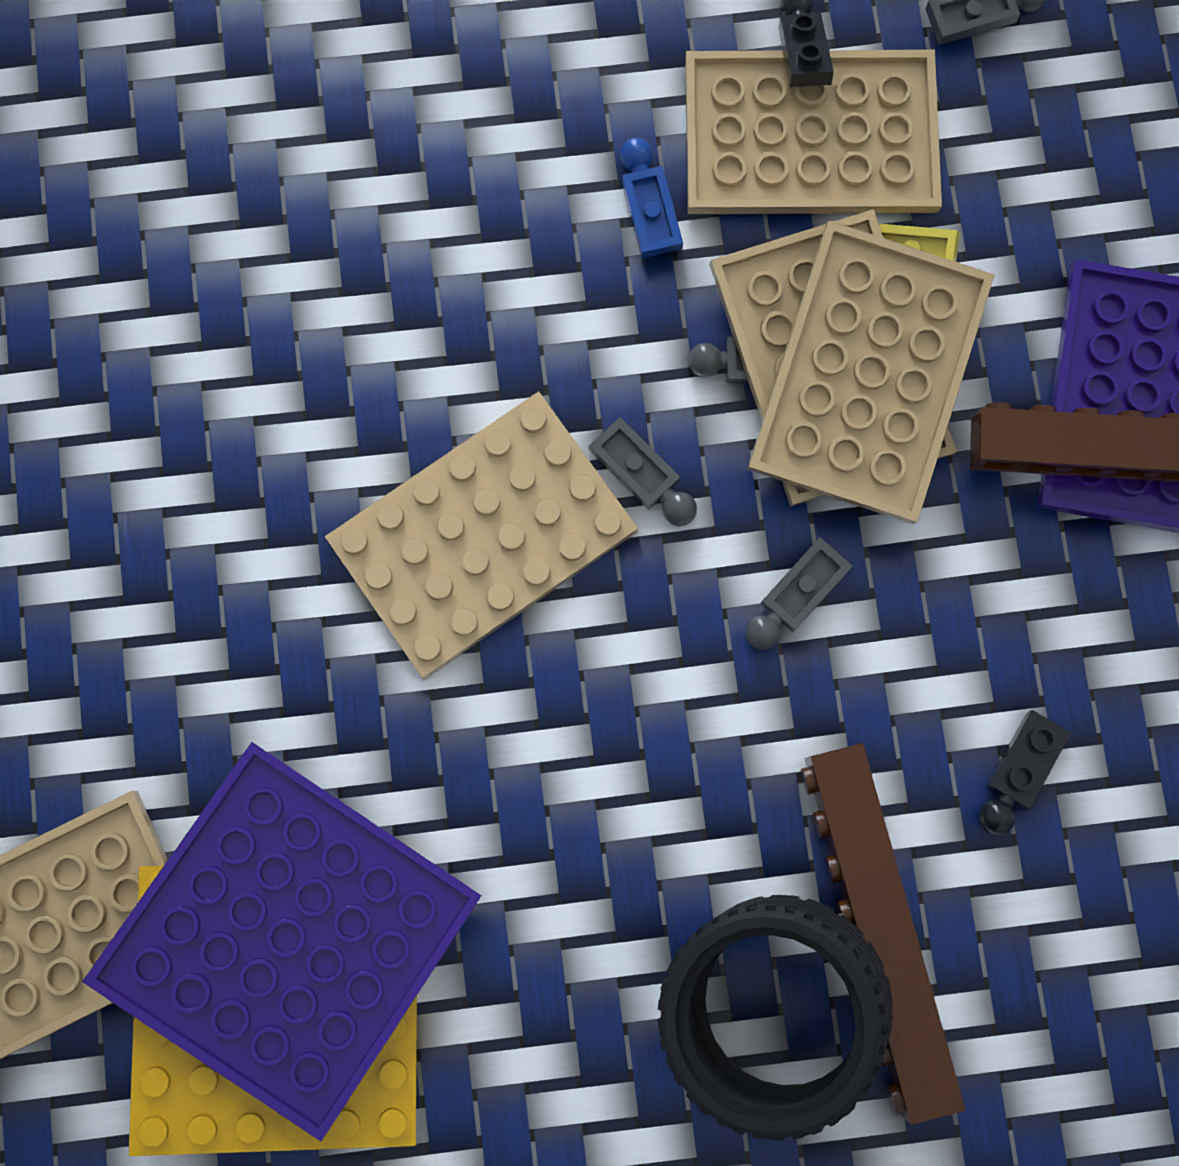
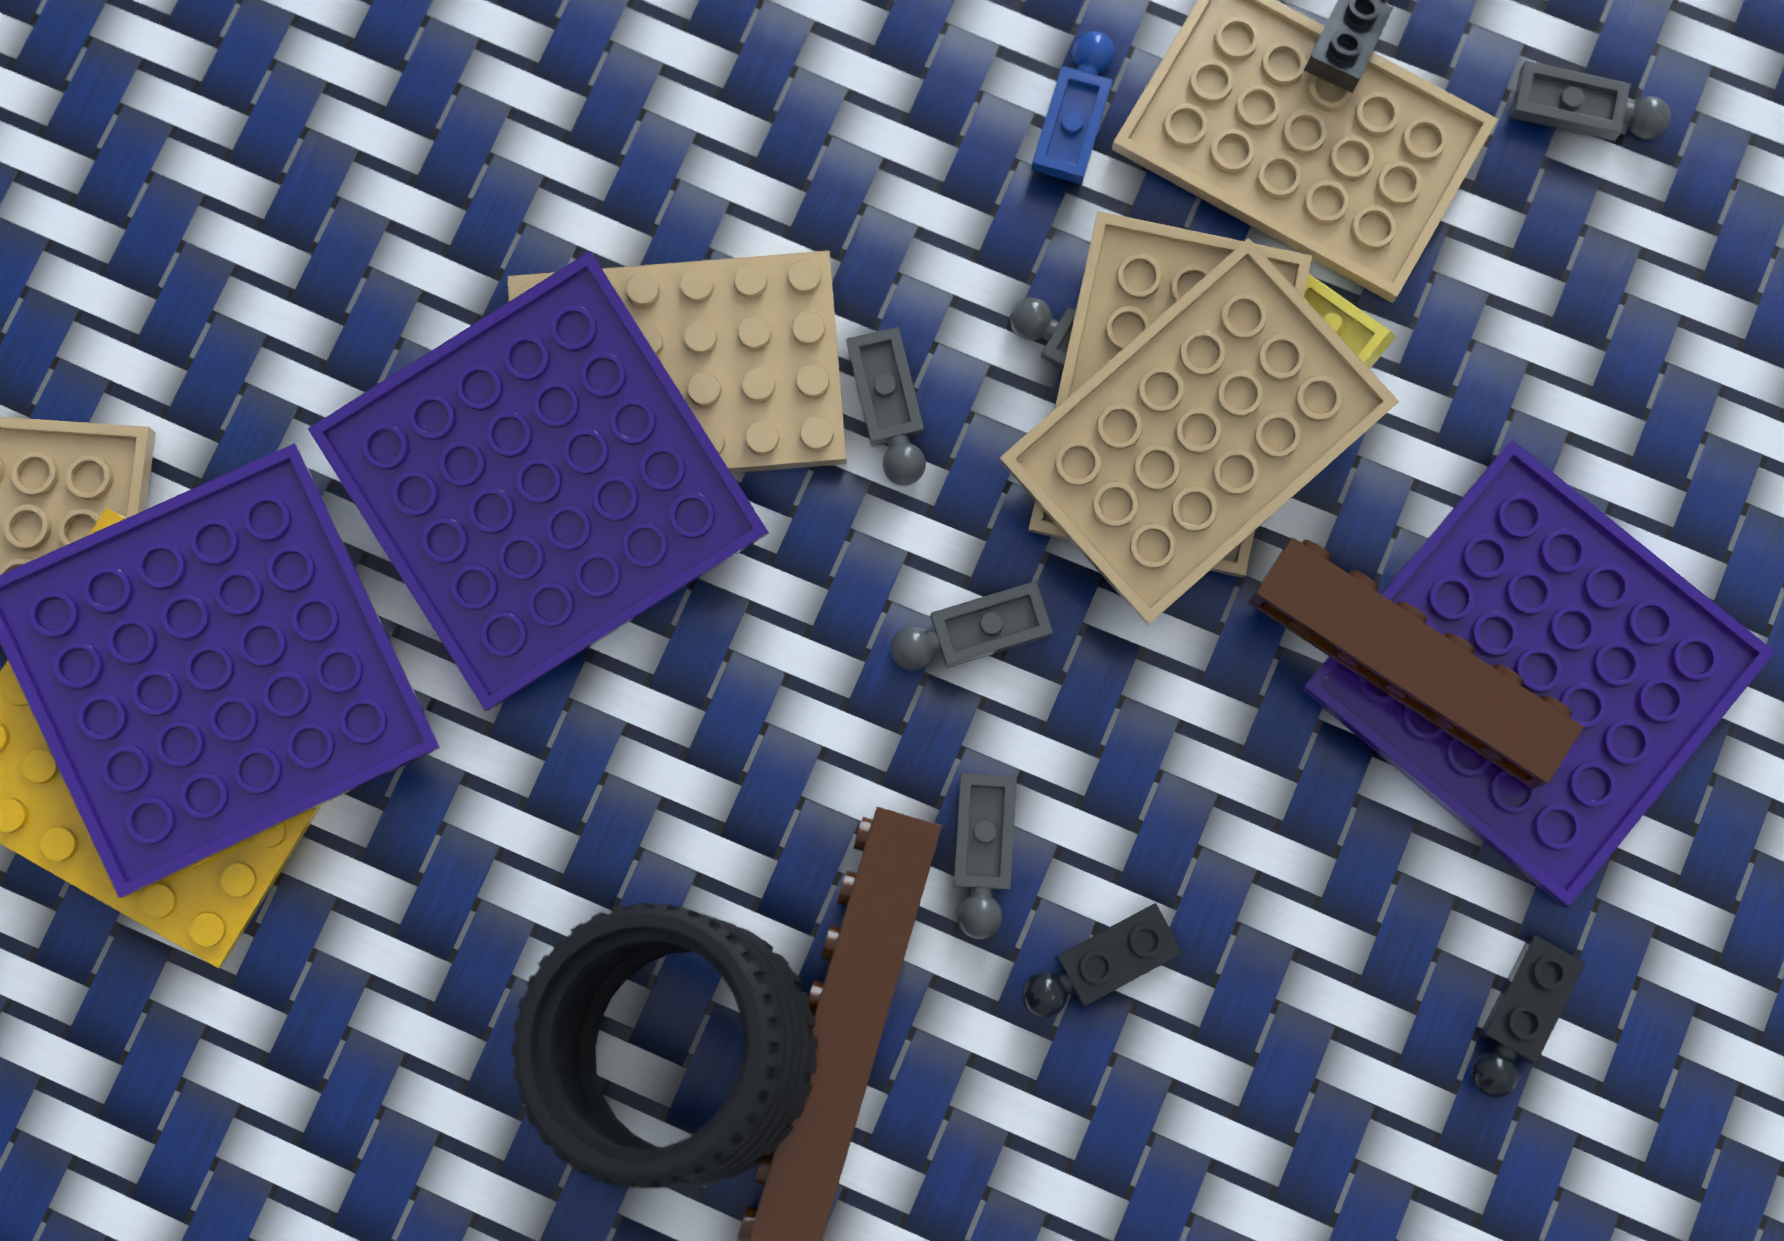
camera: 30 degrees right, 0 degrees up
(436, 667) = (538, 481): none -> dark purple plate
(895, 741) = (984, 849): none -> dark grey plate

